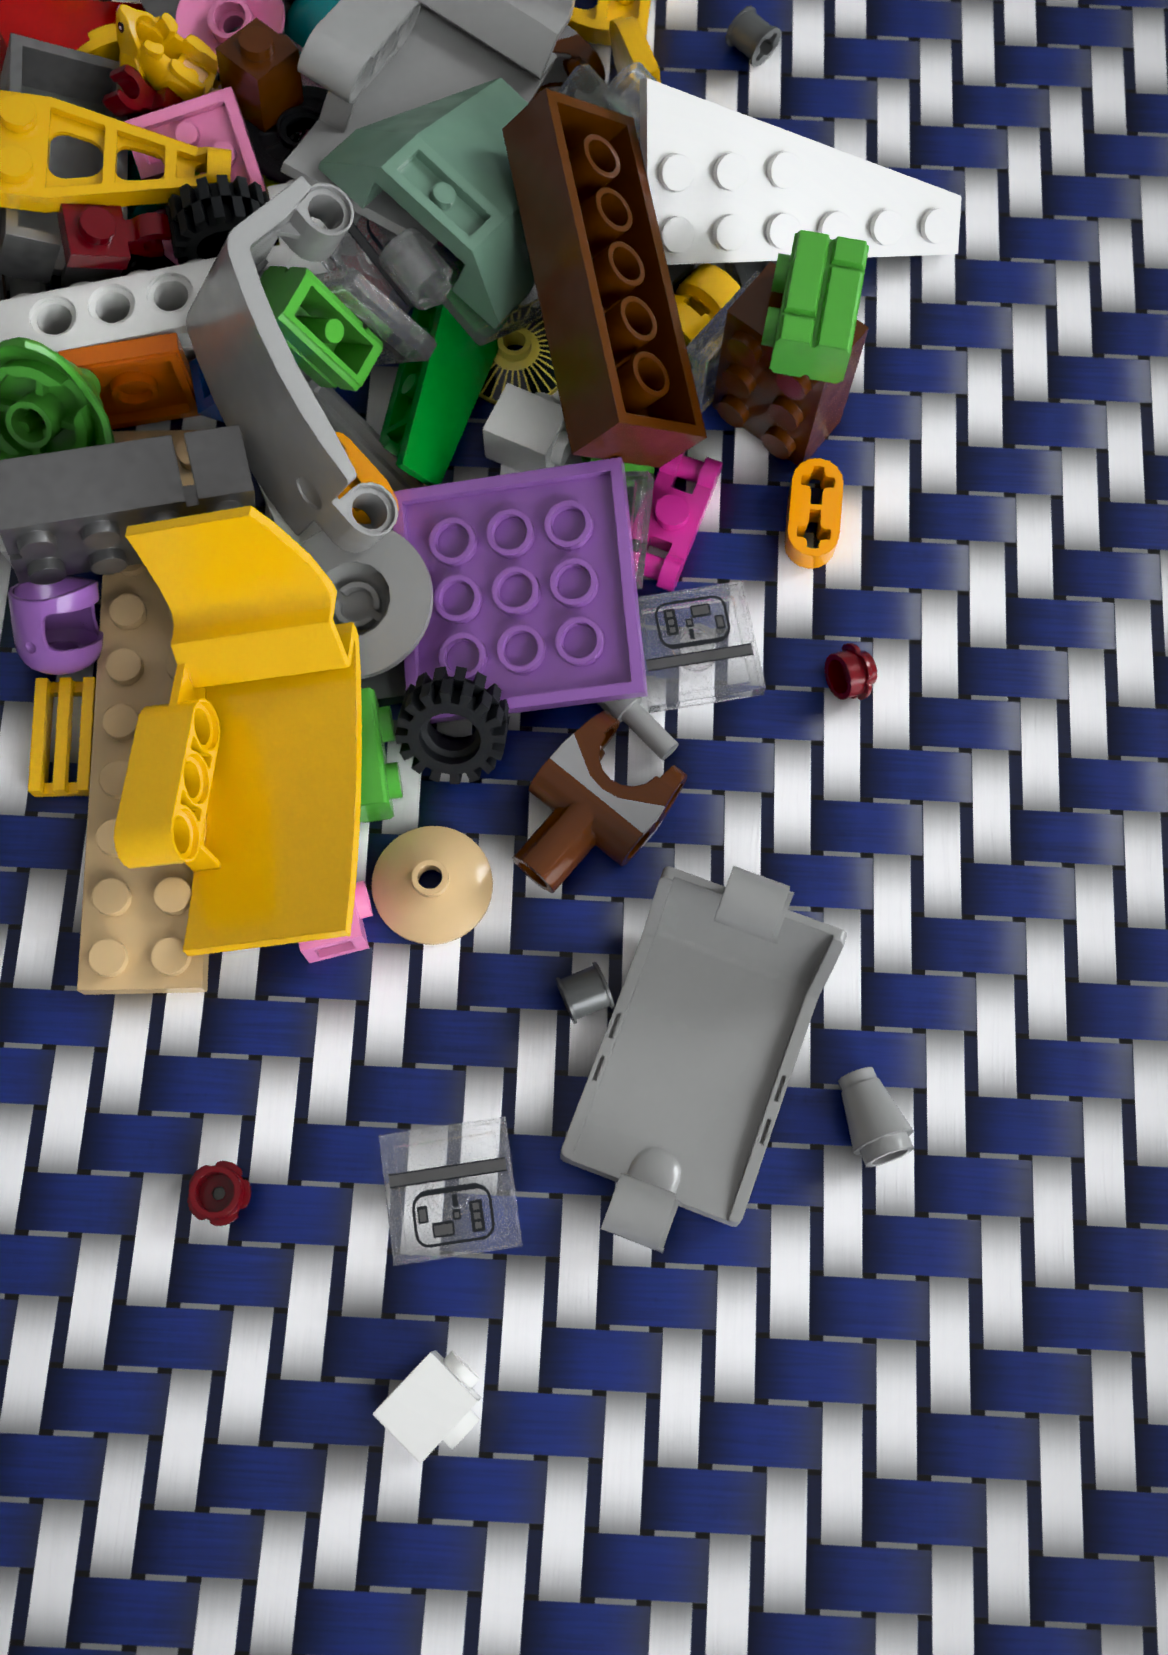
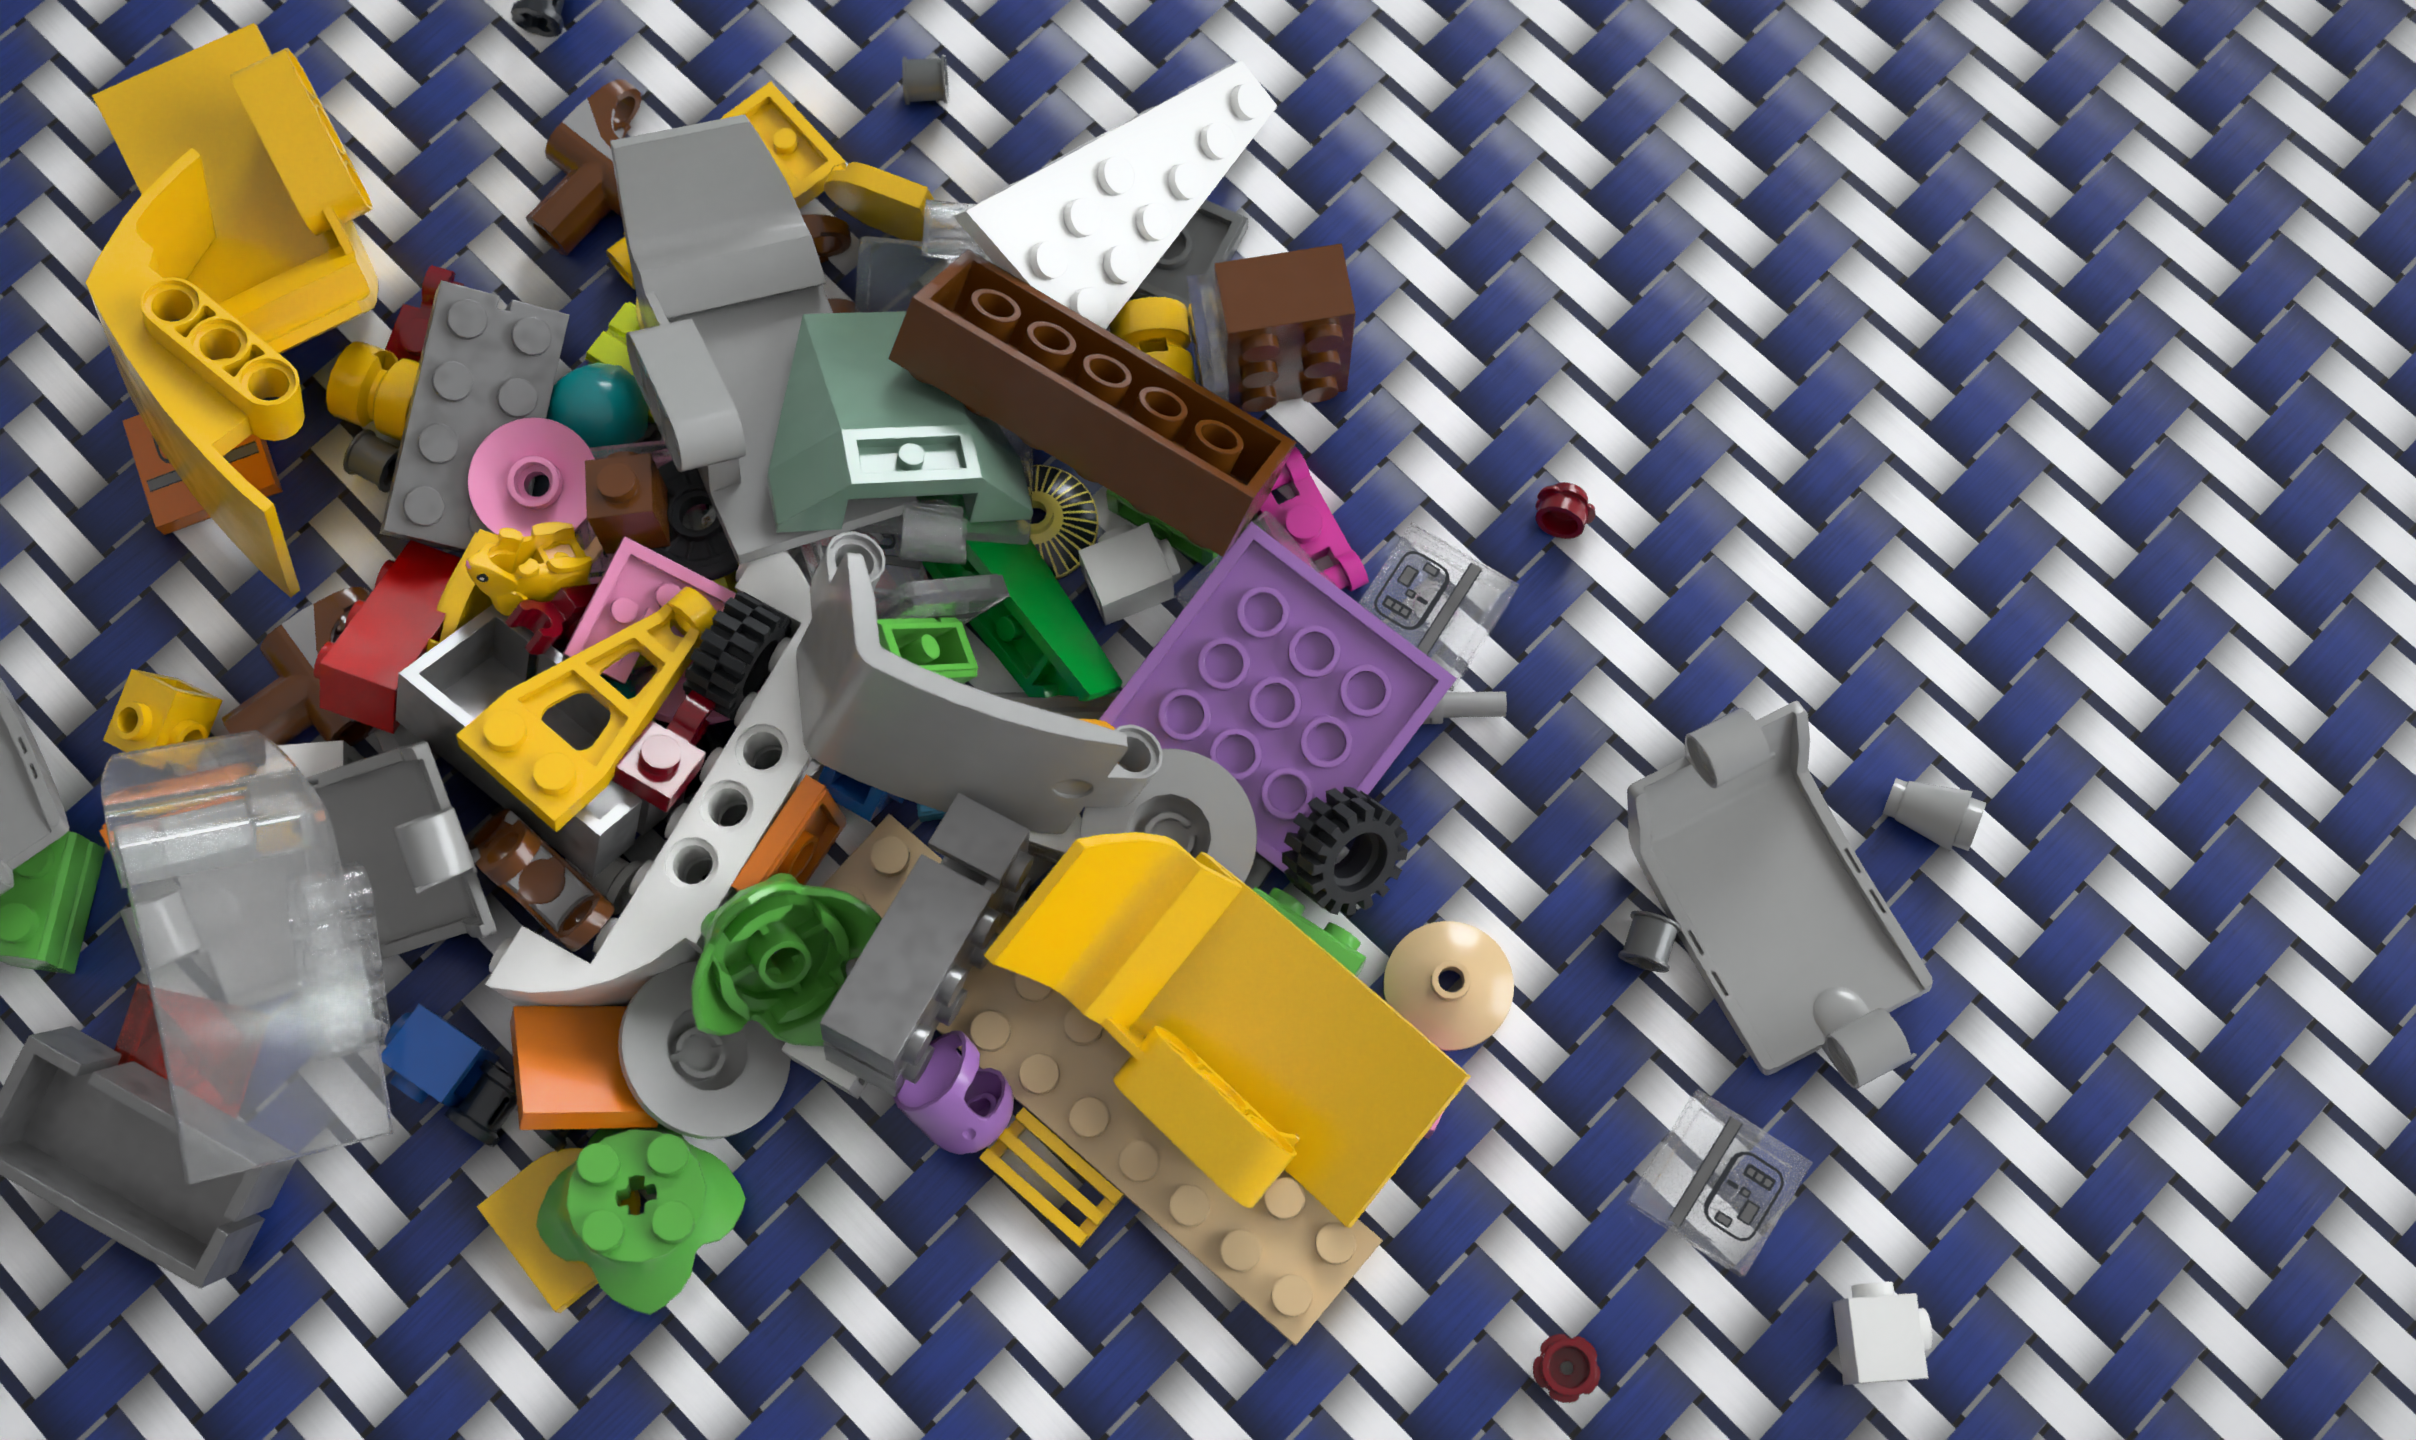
camera: 45 degrees left, 0 degrees up
(591, 807) = (1502, 805): reddish brown connector -> none
(818, 306) = (1300, 267): bright green brick -> none
(826, 513) = (1391, 425): light orange beam -> none

